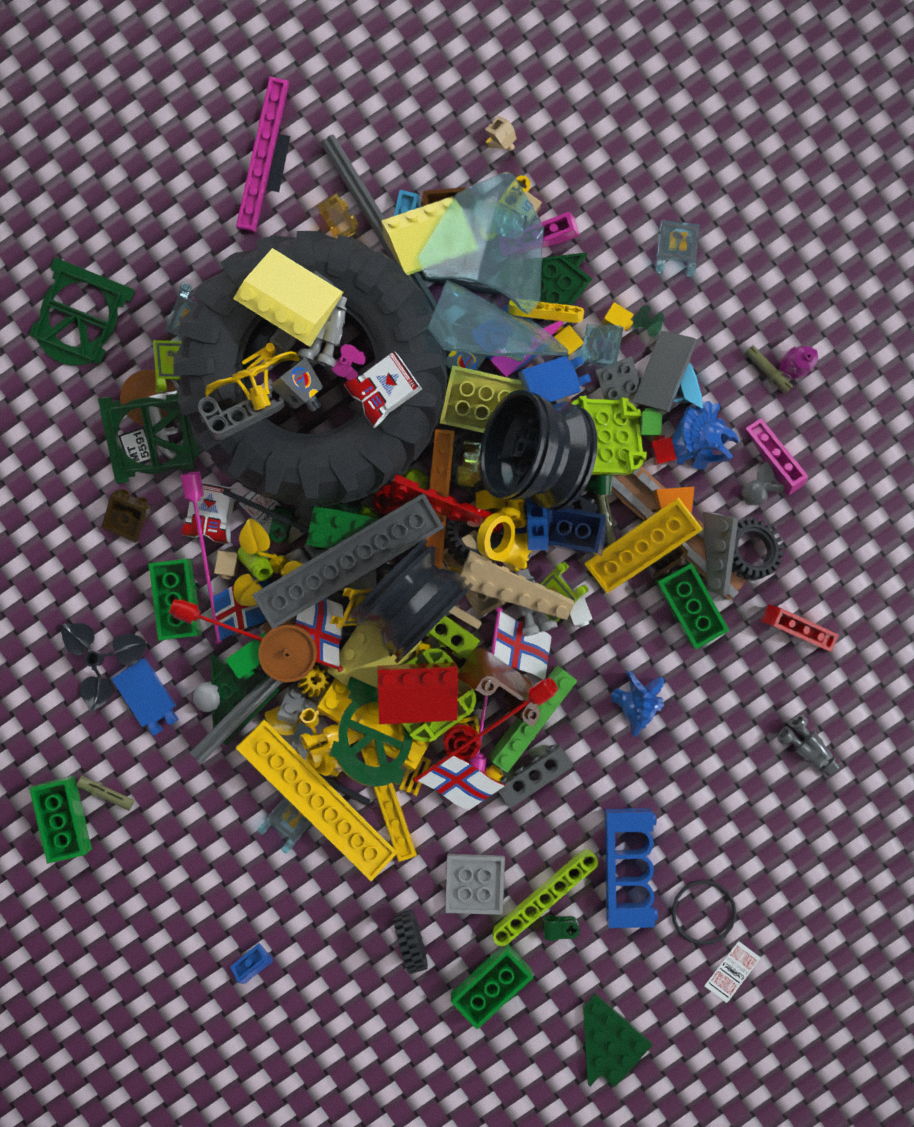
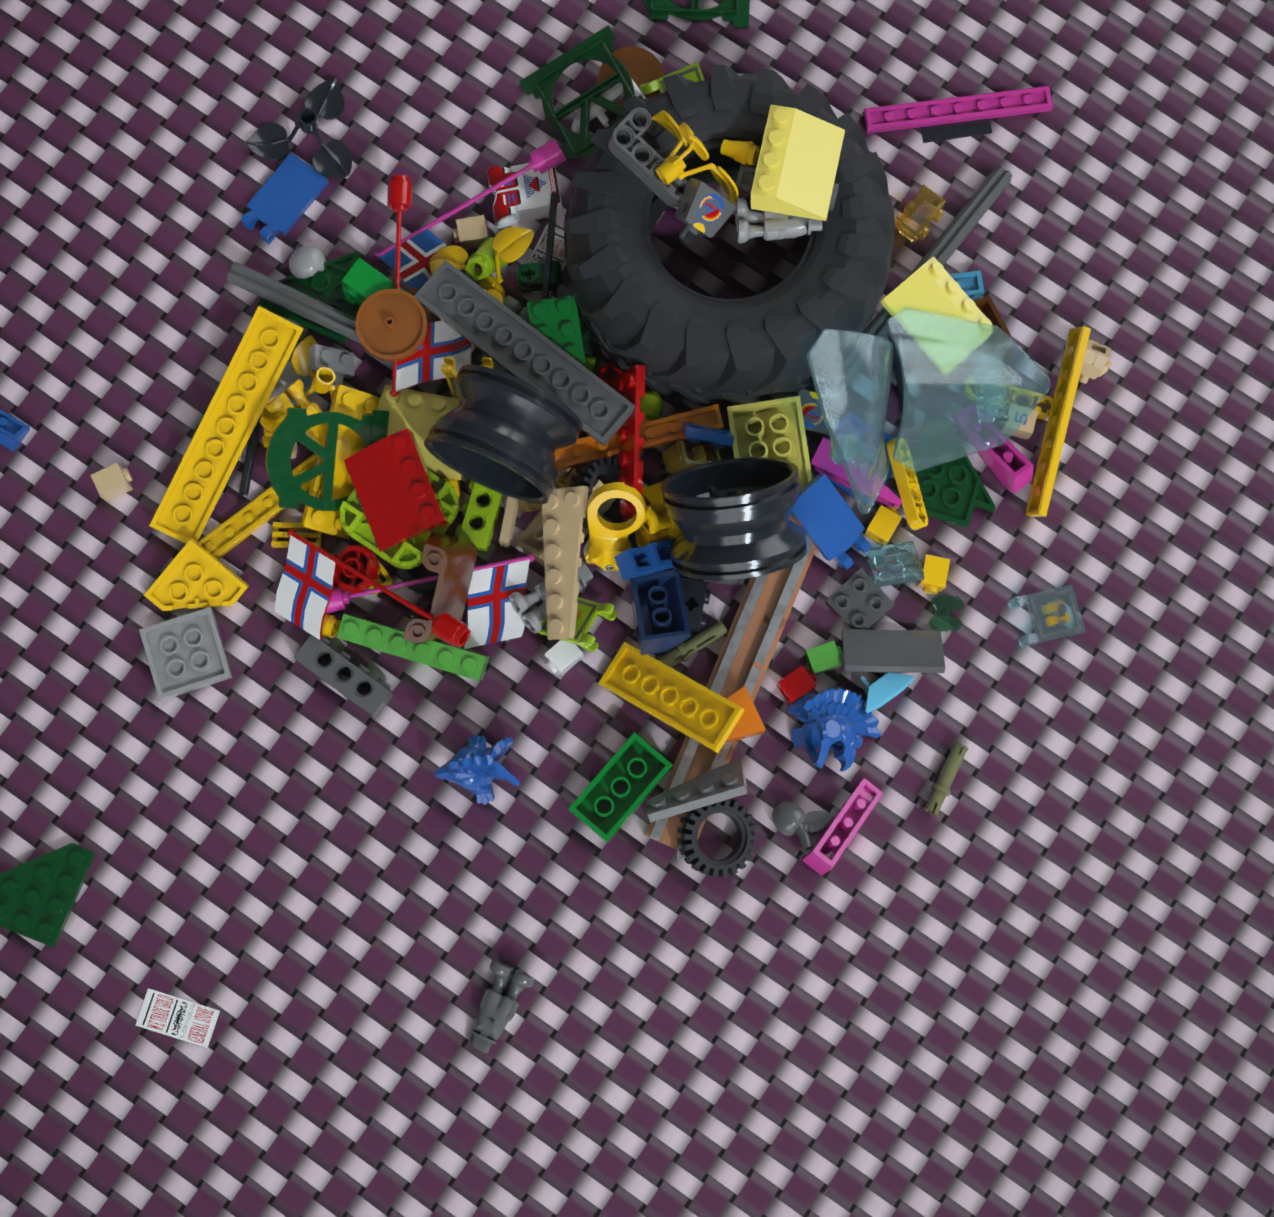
camera: 70 degrees right, 10 degrees down
(60, 819) = (107, 151): green brick -> none
(110, 795) = (155, 183): olive pin -> none
(126, 515) = (487, 103): dark brown plate -> none
(135, 445) = (570, 87): sticker -> none
(169, 582) = (432, 182): green brick -> none
(259, 335) = (741, 151): none -> yellow cone
(265, 353) = (730, 168): yellow piece -> none
(288, 821) = (188, 408): clear light blue flag -> none
(320, 684) = (368, 366): yellow gear -> none
(325, 896) = (112, 481): none -> tan brick
(349, 355) = (758, 256): dark pink piece -> none
(383, 388) = (736, 303): piece -> none
(410, 941) = (91, 594): black tyre -> none
(424, 859) = (195, 581): none -> yellow plate
(458, 444) = (716, 437): none -> blue plate
(491, 985) = (66, 716): green brick -> none
(539, 178) = (1058, 422): none -> yellow tile
(540, 905) = (186, 737): lime beam -> none
(558, 927) = (163, 772): dark green piece -> none
(599, 484) = (725, 615): dark green piece -> none
(617, 435) = (787, 610): lime tile -> none
(629, 914) = (208, 852): blue fence -> none
(673, 558) = (671, 739): dark brown bracket -> none
(707, 941) = (270, 980): black piece -> none
(798, 362) = (968, 810): magenta helmet -> none
(799, 627) = (642, 937): red slope -> none

